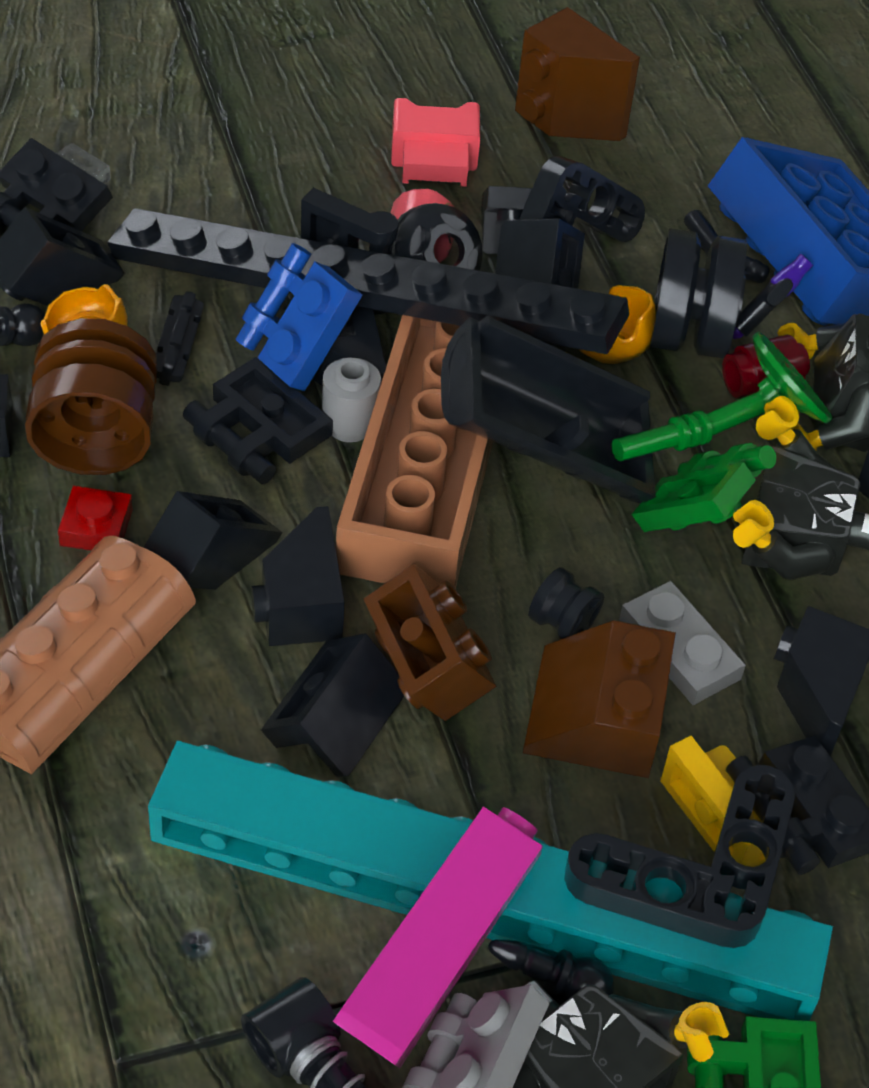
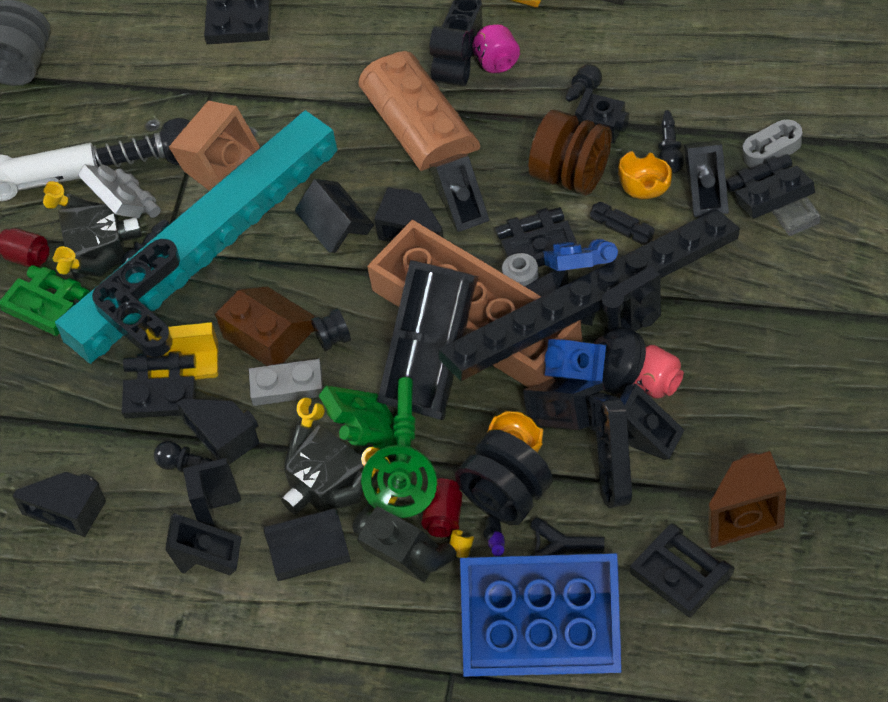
camera: 130 degrees right, 5 degrees up
(92, 516) = (507, 154): red plate -> none
(297, 920) = (214, 144): none -> nougat slope
(429, 643) = (333, 251): reddish brown brick -> none
(435, 141) = (733, 410): coral piece -> none
(440, 935) = (162, 176): dark pink slope -> none
(483, 253) = (574, 360): none -> blue brick
(697, 142) = (676, 579): none -> black plate

